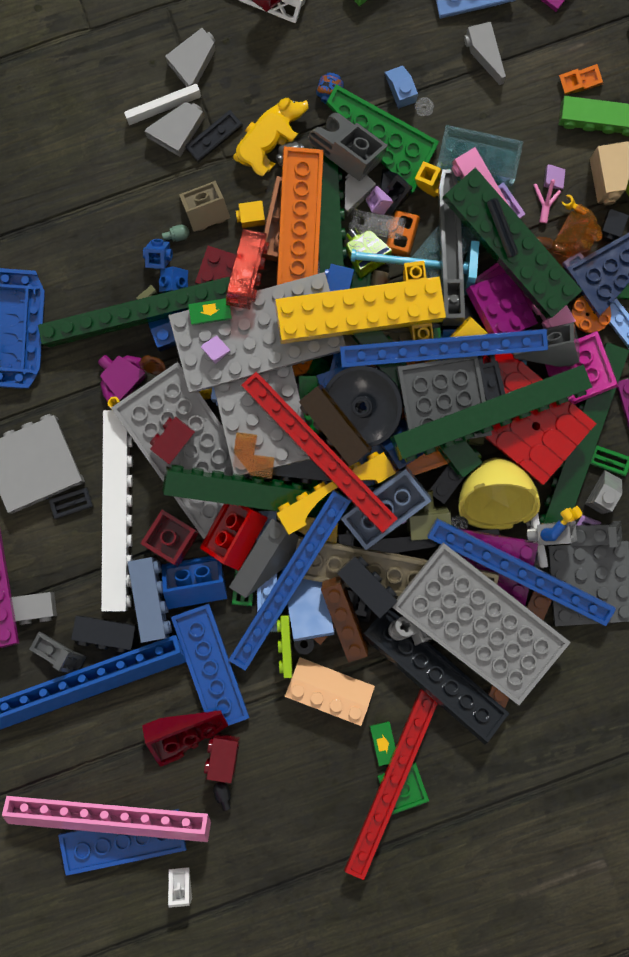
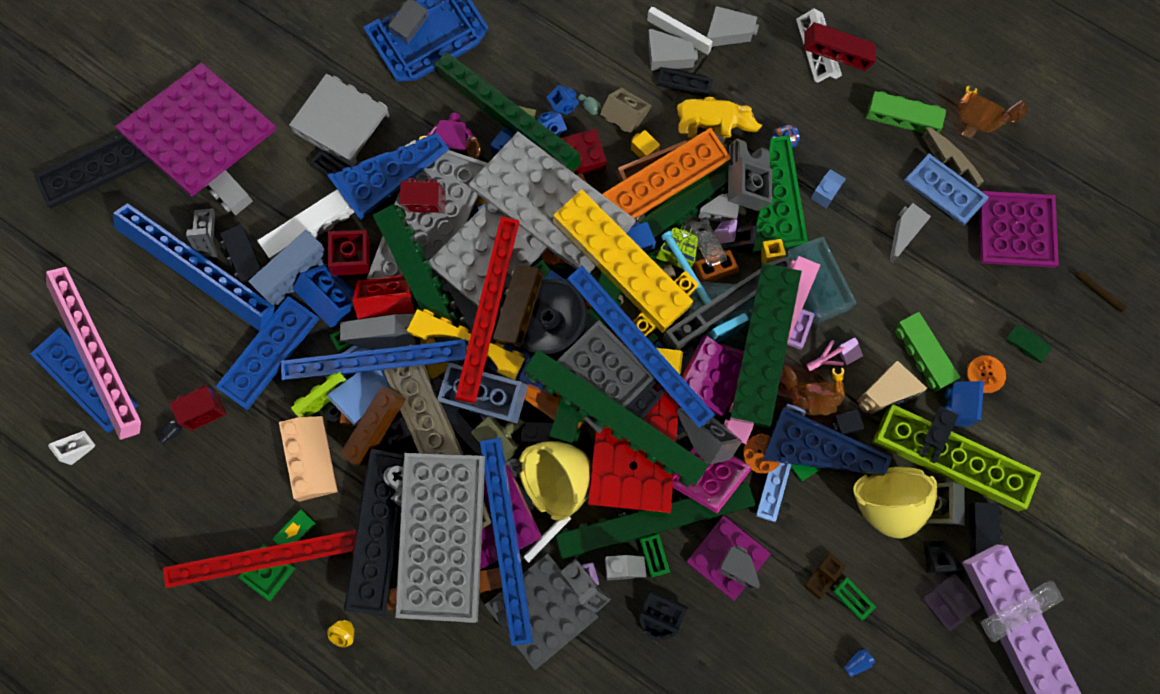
camera: 55 degrees right, 10 degrees down
(122, 465) = (381, 176): none -> blue wing
(174, 735) = (193, 361): dark red wedge -> none
(209, 312) = (541, 156): green tile -> none
(215, 349) = (514, 178): lavender slope -> none
(245, 451) = (450, 256): clear orange tile -> none
(246, 269) = (593, 160): clear red brick -> none
(367, 585) = (409, 421): black brick -> none
(424, 102) = (826, 211): clear plate -> none
(499, 758) = (341, 633): none -> yellow cone
(502, 227) = (770, 324): black axle -> none
(557, 532) = (560, 544): torso -> none
(581, 80) = (943, 319): orange slope -> none

